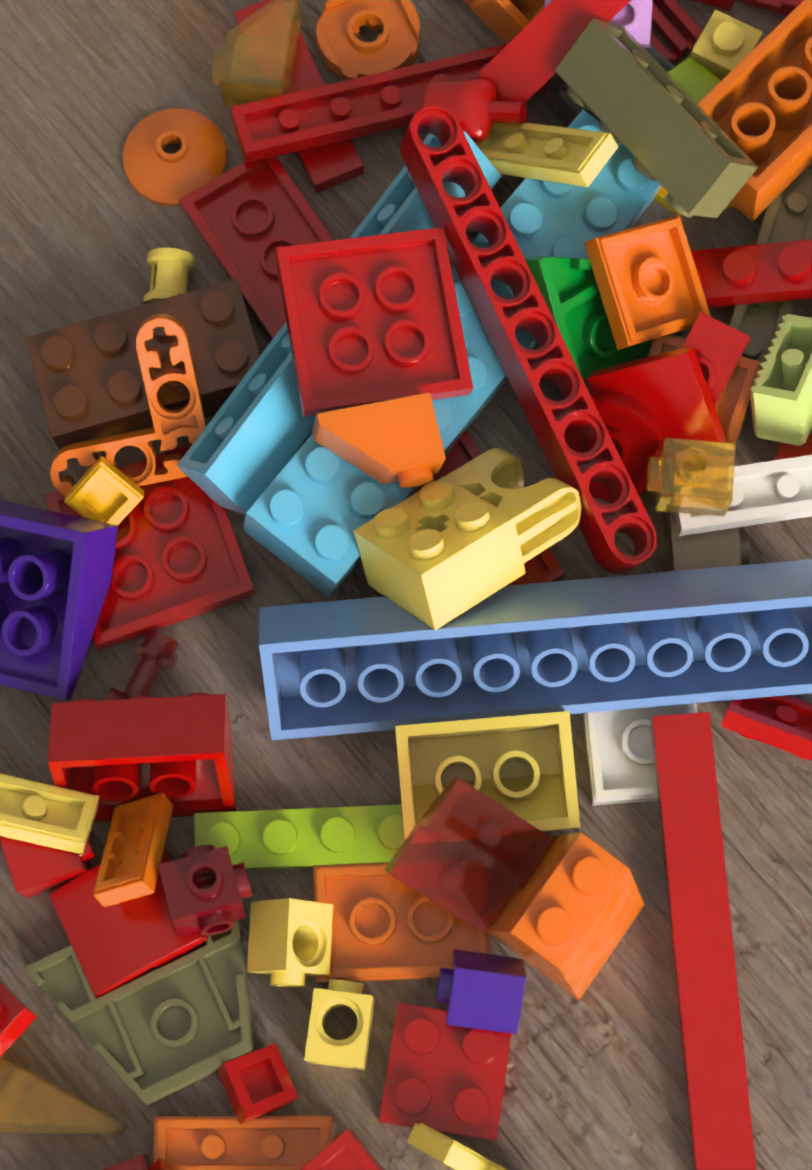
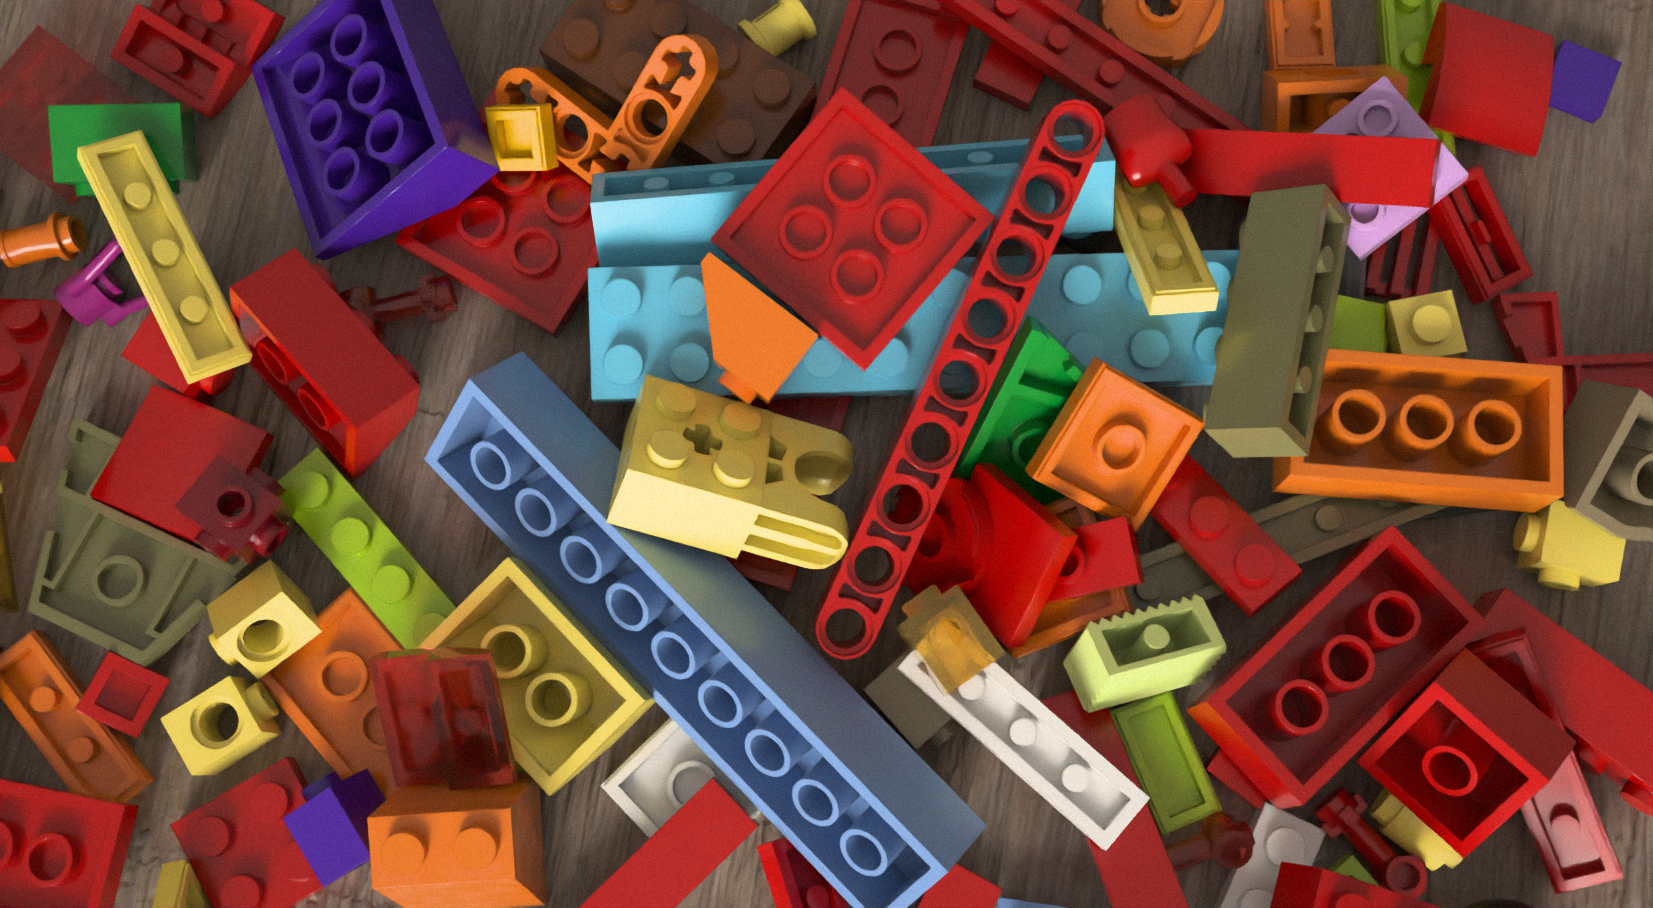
camera: 50 degrees right, 5 degrees up
(133, 850) = (228, 423): orange plate -> none

